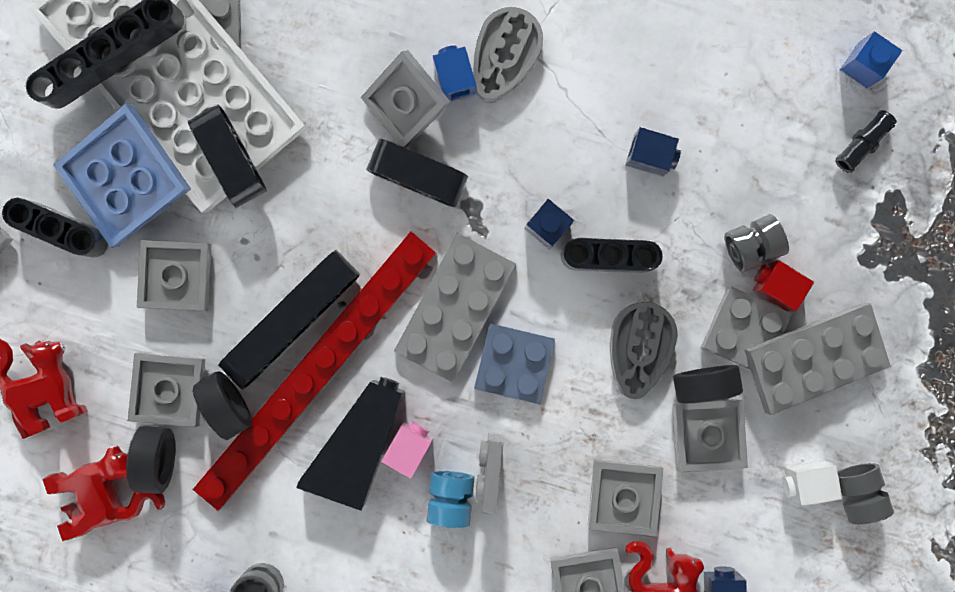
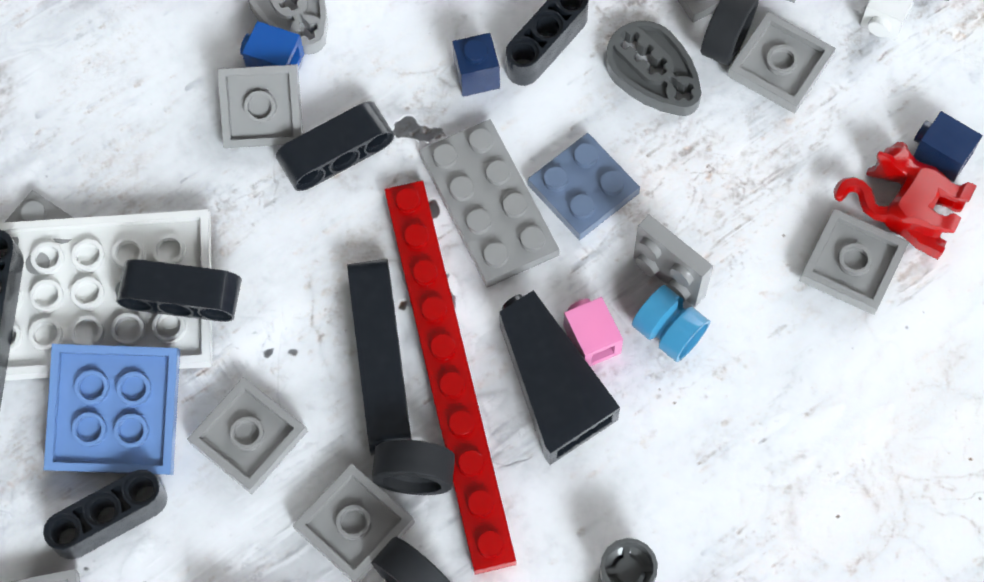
camera: 50 degrees left, 20 degrees down
(625, 498) = (787, 172): light grey plate -> none

